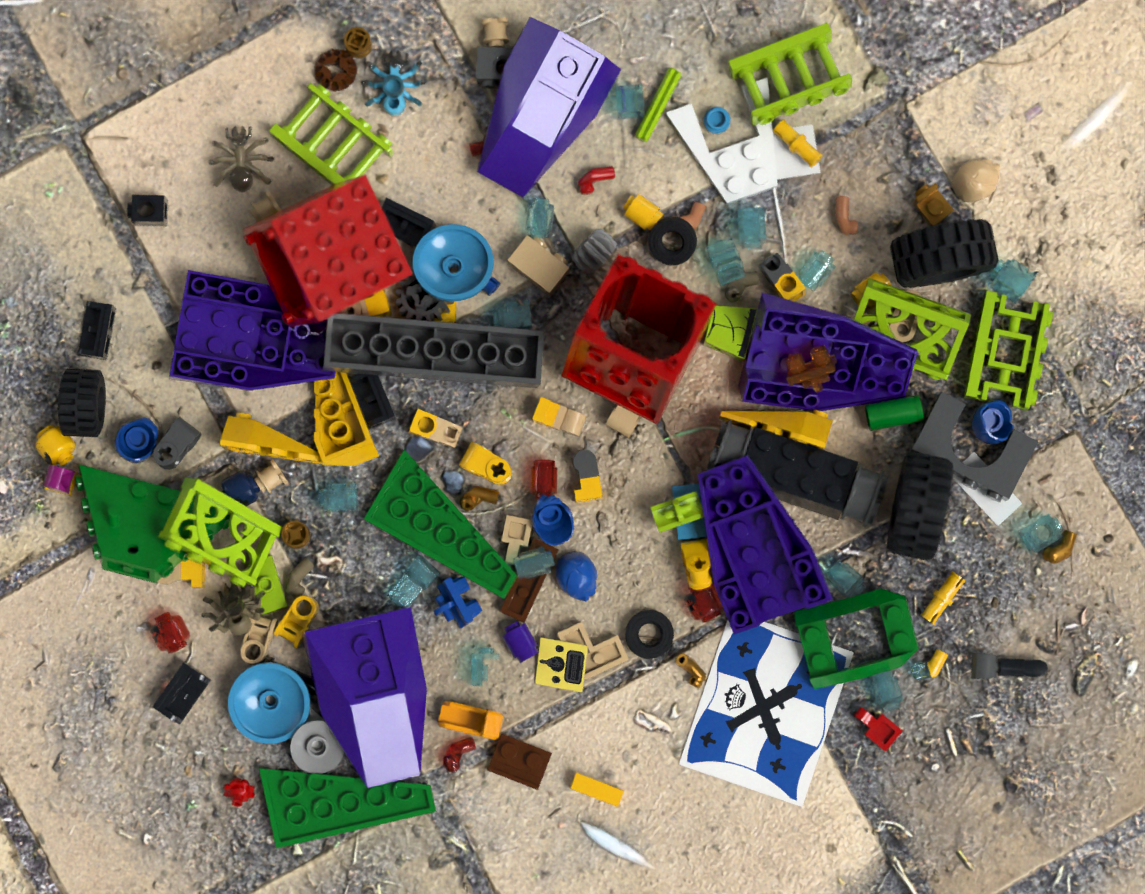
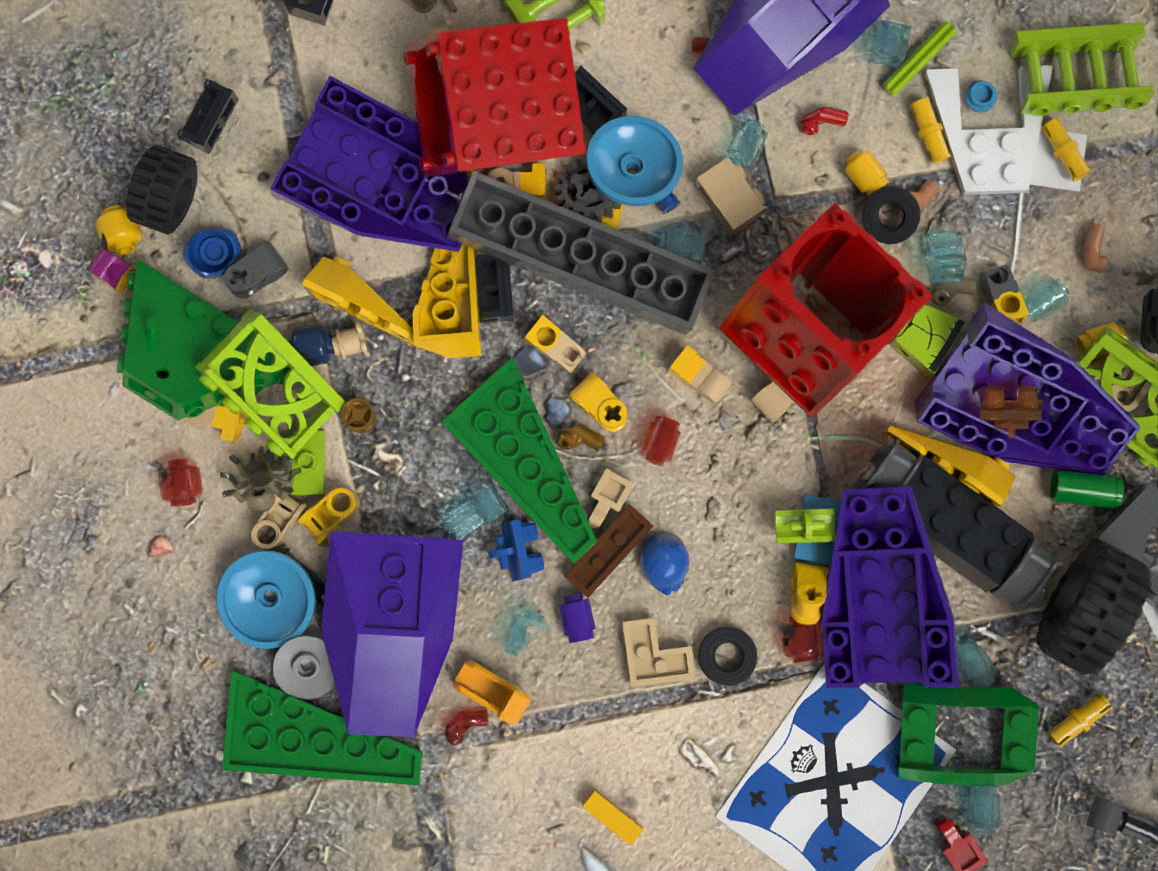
camera: 10 degrees right, 0 degrees up
(181, 693) = (171, 556): black hinge -> none
(239, 791) = (200, 690): red plant -> none
(296, 575) = (337, 474): dark tan arm -> none
(339, 498) = (421, 389): clear light blue brick -> none
(519, 761) = (533, 756): reddish brown plate -> none
(534, 563) = (621, 533): clear light blue brick -> none
(552, 520) = (657, 491): blue hair -> none
(561, 664) = (616, 660): light yellow sticker -> none
(586, 465) = (714, 442): leg -> none
(594, 251) = (798, 198): light grey gear -> none
(684, 161) = (930, 130): none -> yellow pin
(690, 665) = (765, 709): pearl gold arm -> none
(751, 227) = (985, 227): clear light blue brick -> none
(929, 669) = (1040, 797): arm -> none

